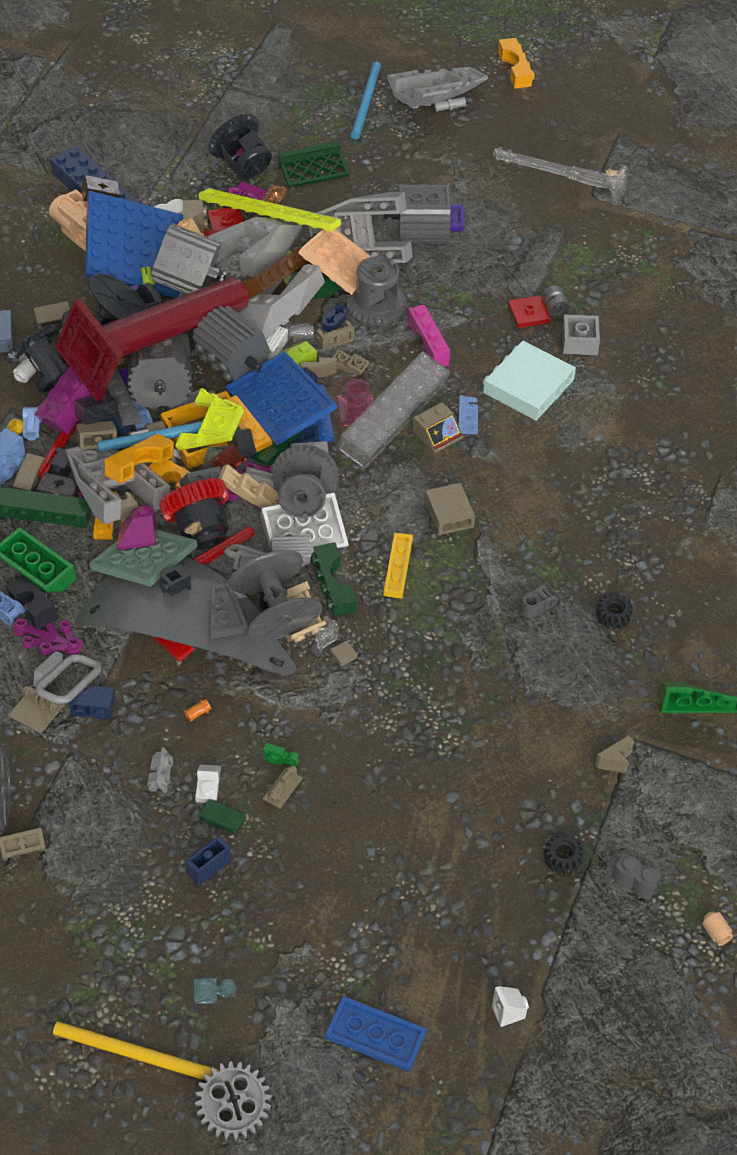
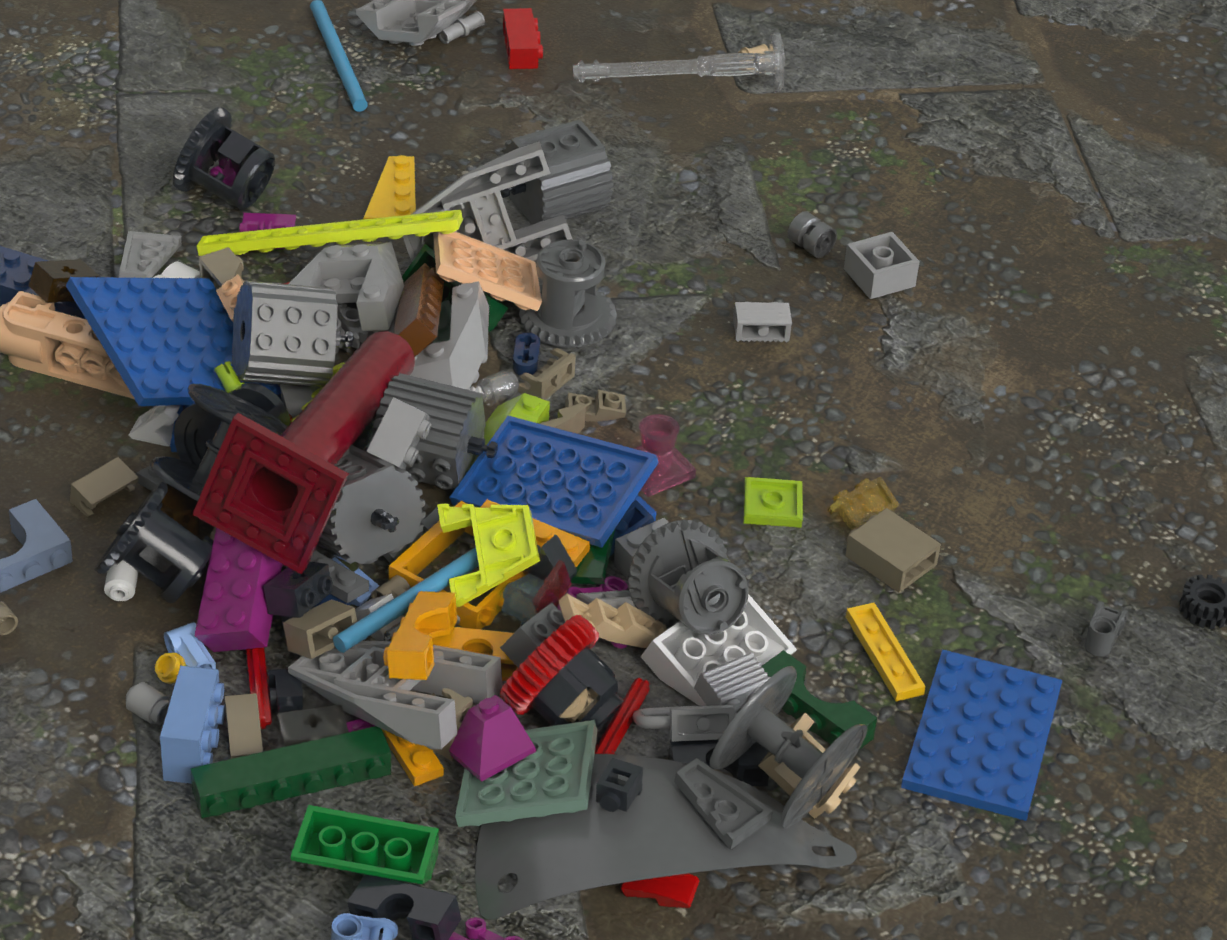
camera: 30 degrees left, 10 degrees down
(166, 189) = (147, 253): none -> light grey wing
(195, 340) = (400, 434): none -> light grey brick
(224, 218) = (267, 268): red tile -> none
(275, 194) = (309, 213): clear orange plate -> none
(310, 155) = (320, 148): dark green fence -> none
(327, 634) = (866, 781): clear bracket -> none
(336, 193) = (394, 190): none -> yellow wing
(343, 653) = (906, 801): dark tan tile -> none
(393, 409) = (716, 444): clear brick -> none
(406, 455) = (773, 502): none -> lime tile
(418, 634) = (982, 735): none -> blue plate
(422, 323) = (706, 346): dark pink arch -> none
(437, 427) = (789, 449): slope -> none
(454, 474) = (863, 502): none -> clear yellow bracket
(468, 415) = (812, 421): medium blue hinge -> none
(479, 121) = (521, 38): none -> red brick
(483, 345) = (762, 321): none -> light grey brick
(529, 311) = (782, 260): red plate -> none
(529, 380) = (857, 346): light aqua brick -> none

